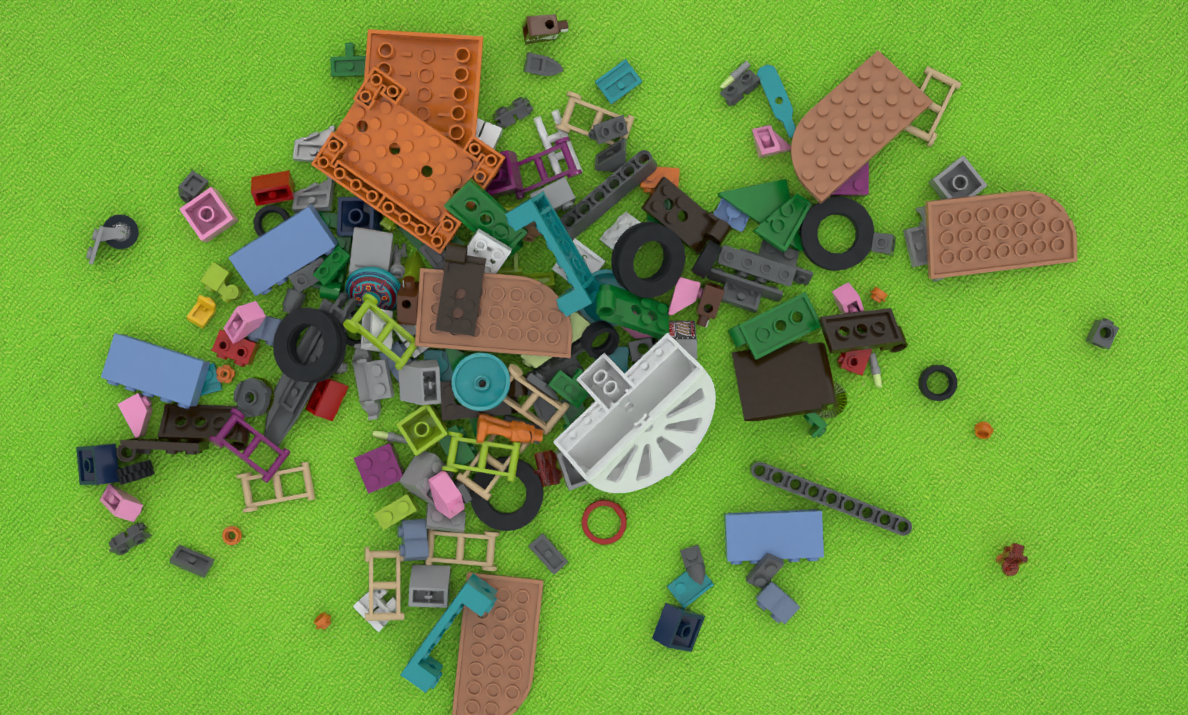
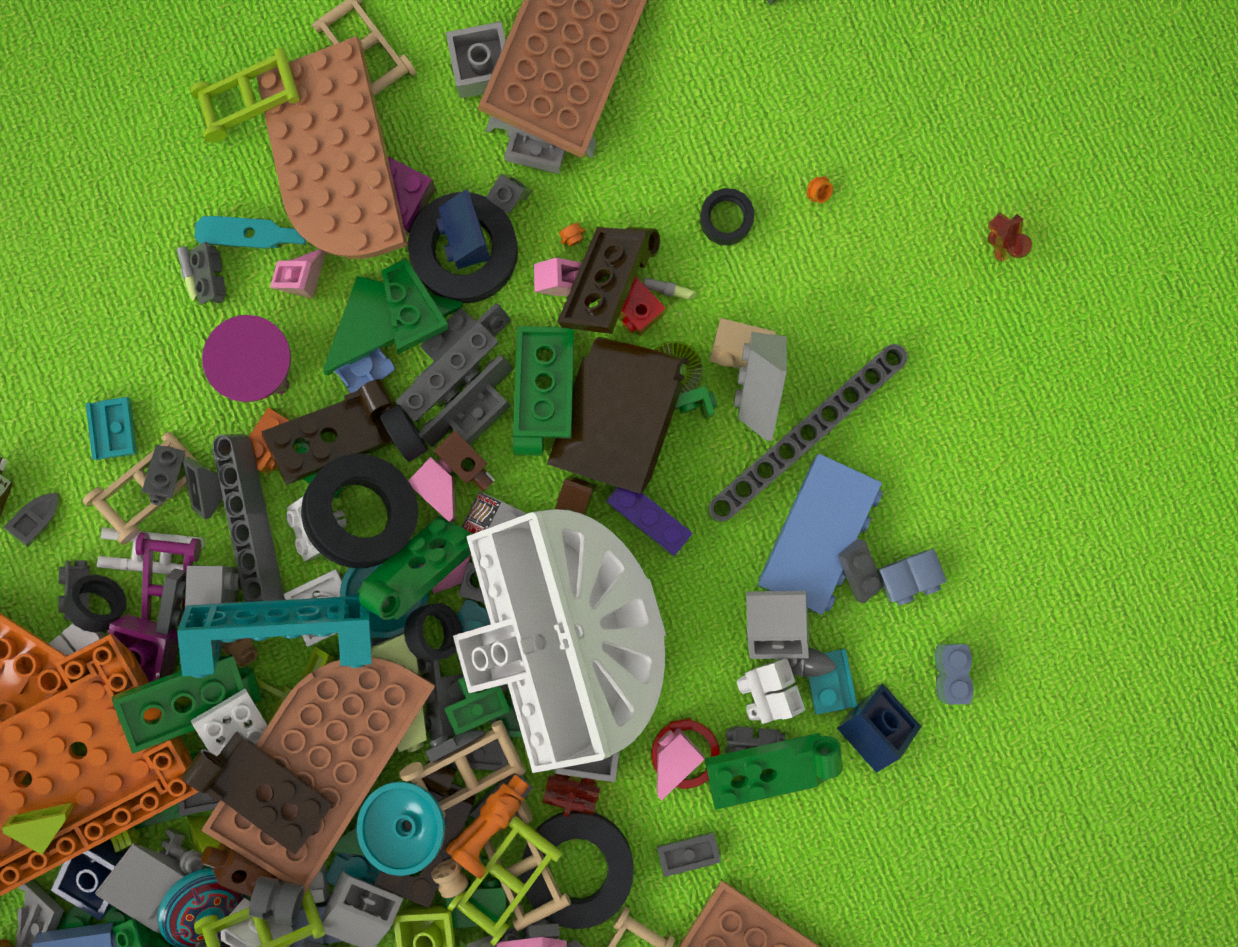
camera: 60 degrees left, 5 degrees down
(374, 175) = (37, 827): none -> lime slope
(405, 333) = (276, 900): none -> dark grey wheel
(466, 423) = (449, 878): none -> tan wheel
(523, 131) = (84, 618): none -> black tyre
(546, 175) = (173, 592): none -> dark grey plate
(597, 518) = (675, 760): none -> bright pink slope
(627, 552) = (742, 738): none -> dark grey hinge
(633, 589) = (796, 763): none -> green hinge
(659, 556) = (770, 692): none -> white hips
(703, 144) = (247, 359): none -> magenta piece
(708, 538) = (777, 624): none -> light grey slope
(722, 380) = (575, 495): none -> reddish brown torso
(728, 657) = (953, 681): none -> sand blue brick
(730, 431) = (650, 519): none -> dark purple brick
(846, 231) = (463, 231): none -> dark blue slope
(846, 456) = (762, 382): none -> light grey slope
(852, 25) = (205, 90): none -> lime piece
(862, 433) = (730, 340): none -> tan brick

